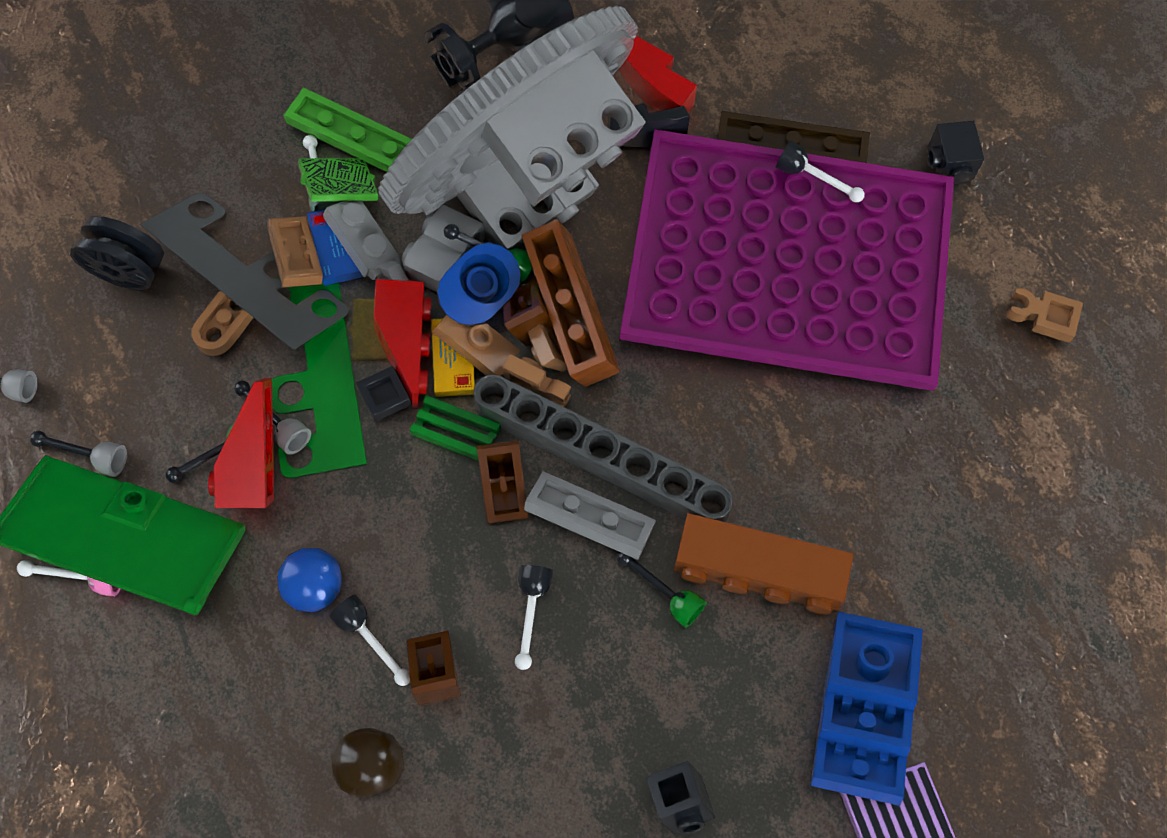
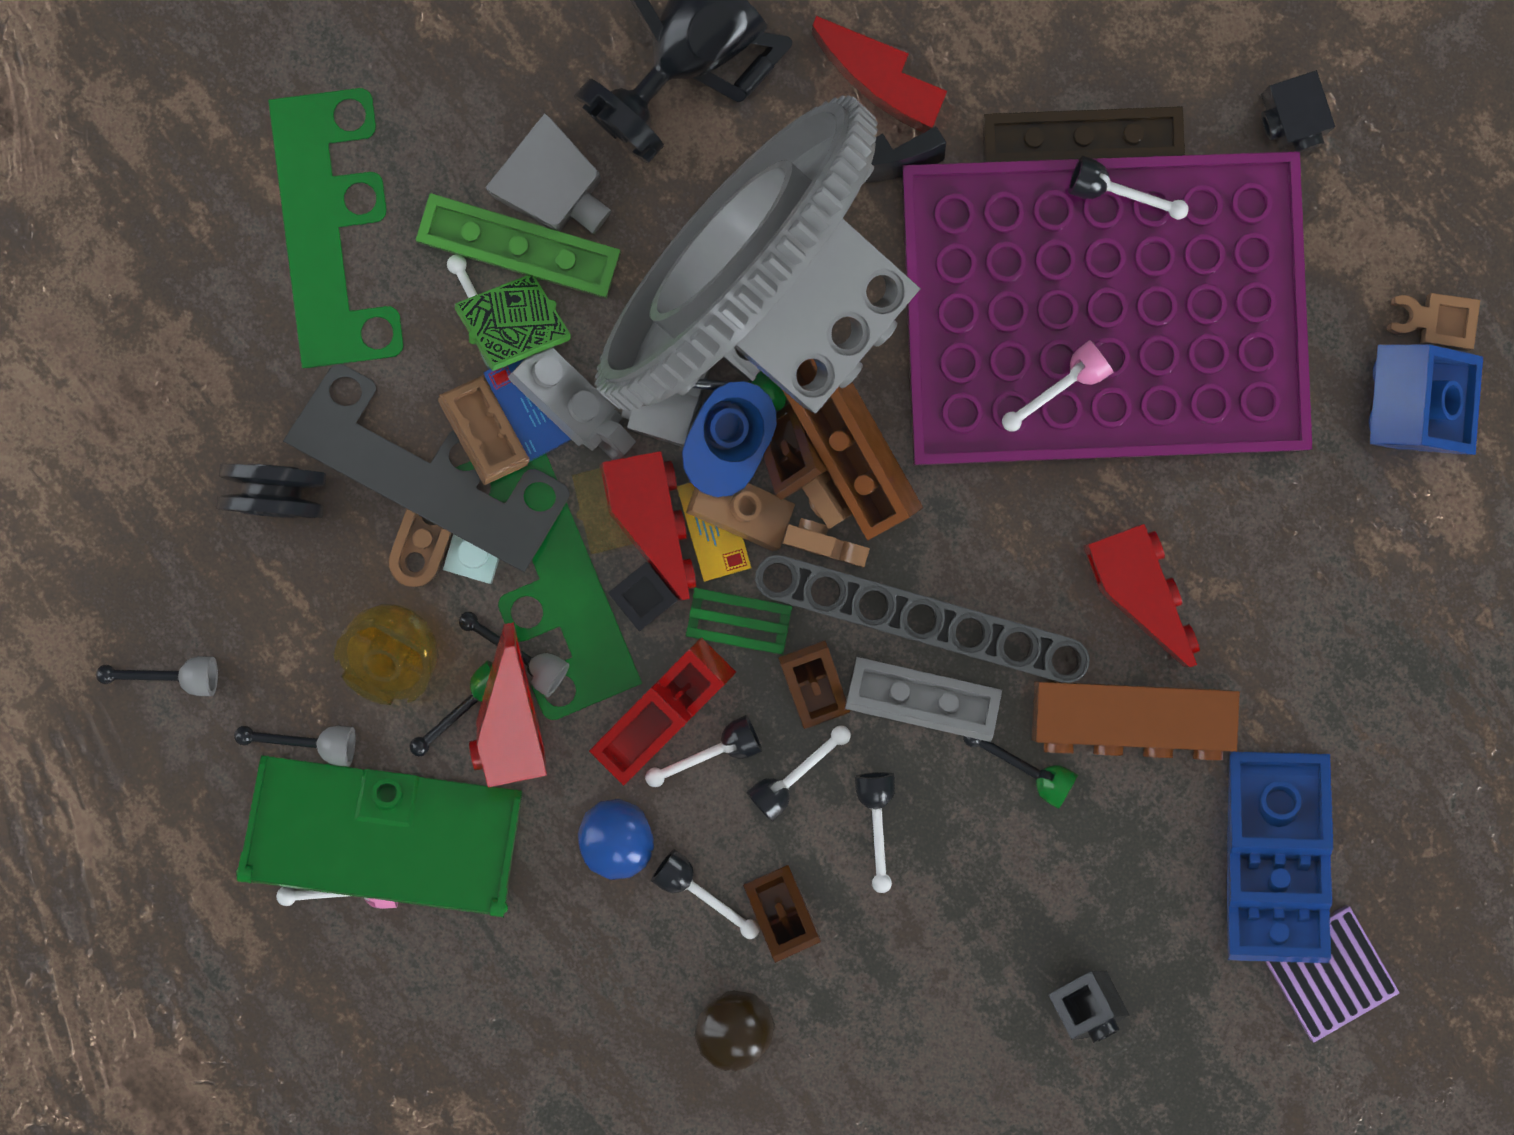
camera: 10 degrees left, 20 degrees up
(166, 388) = (387, 654): none -> clear yellow cylinder
(216, 93) = (312, 217): none -> green piece
(258, 343) = (470, 561): none -> light aqua plate
(375, 482) = (662, 711): none -> red slope
(391, 94) = (550, 181): none -> light grey torso
(430, 518) = (737, 740): none -> hinge
(448, 568) = (773, 794): none -> hinge
(769, 285) = (1086, 367): none -> hinge
(779, 460) = (1132, 579): none -> red slope
(1033, 366) = (1426, 399): none -> blue slope

